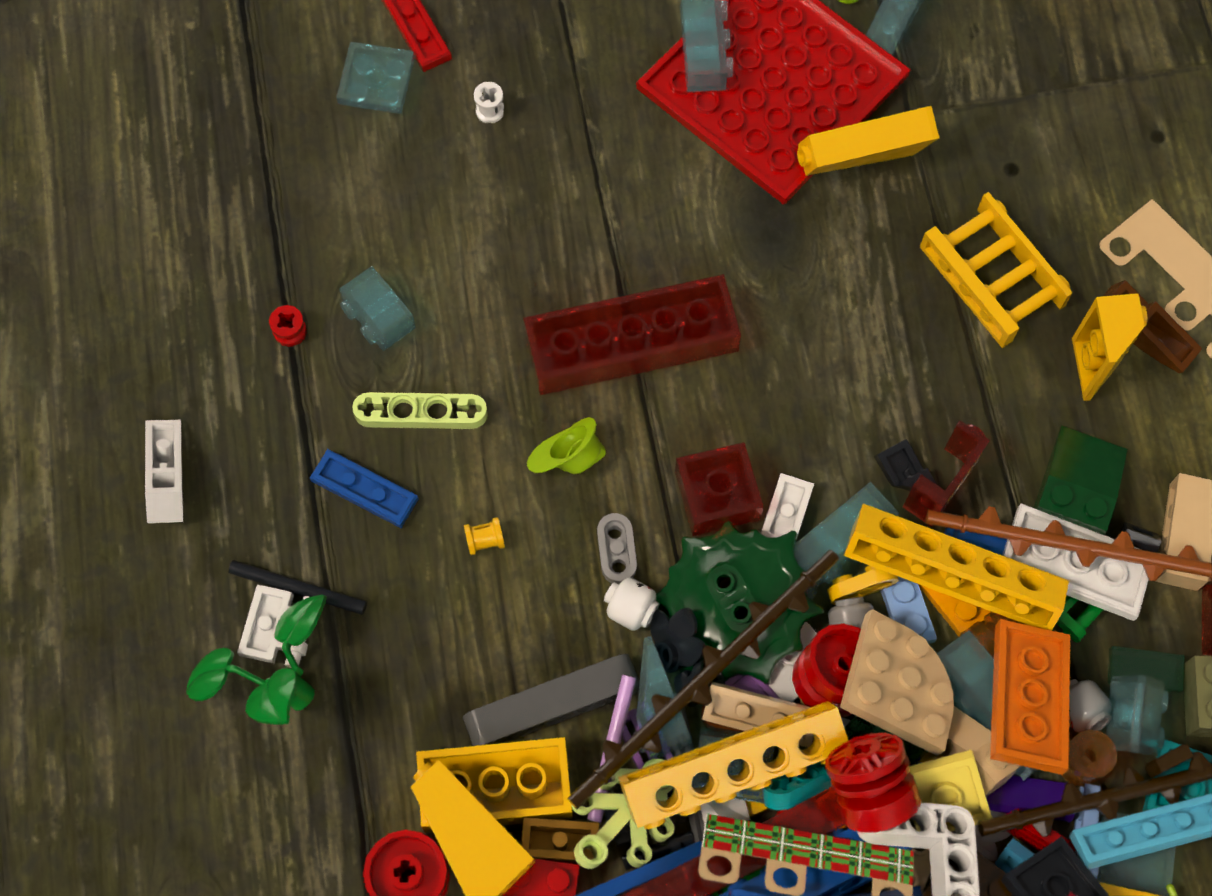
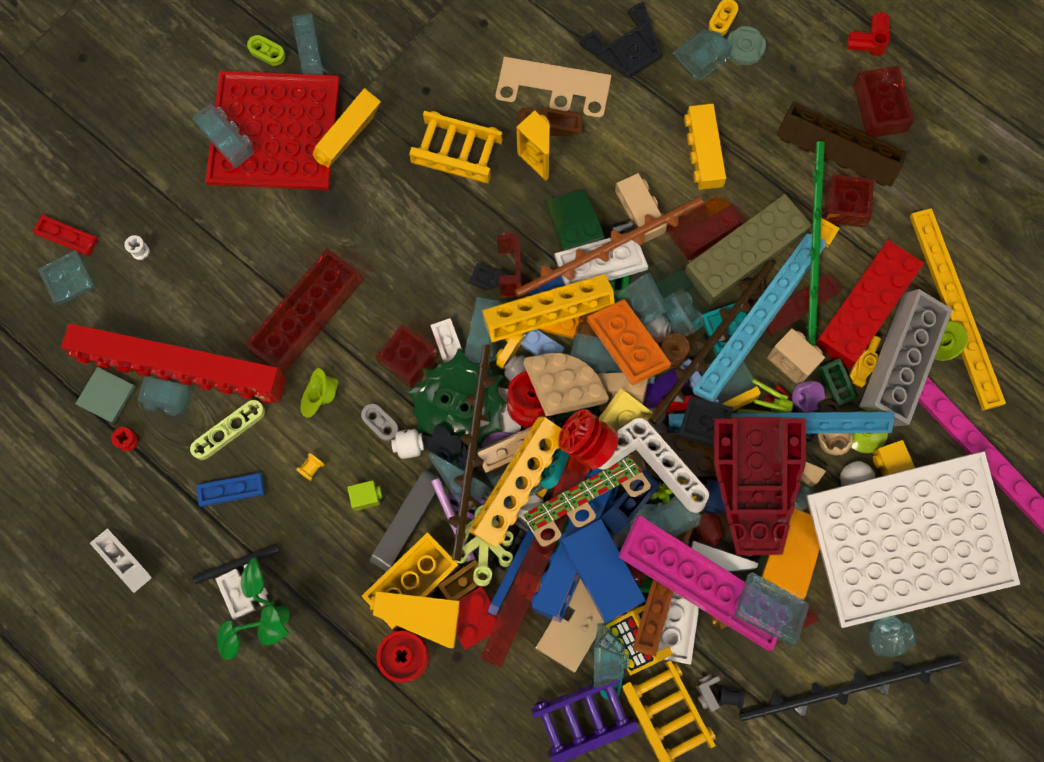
camera: 35 degrees left, 5 degrees up
(308, 255) = (105, 395): none -> sand green tile
(422, 280) = (174, 363): none -> red brick
(523, 627) = (364, 495): none -> lime brick
(1097, 655) = (643, 299): none -> clear light blue tile
(1168, 760) = (711, 322): dark brown tile -> none

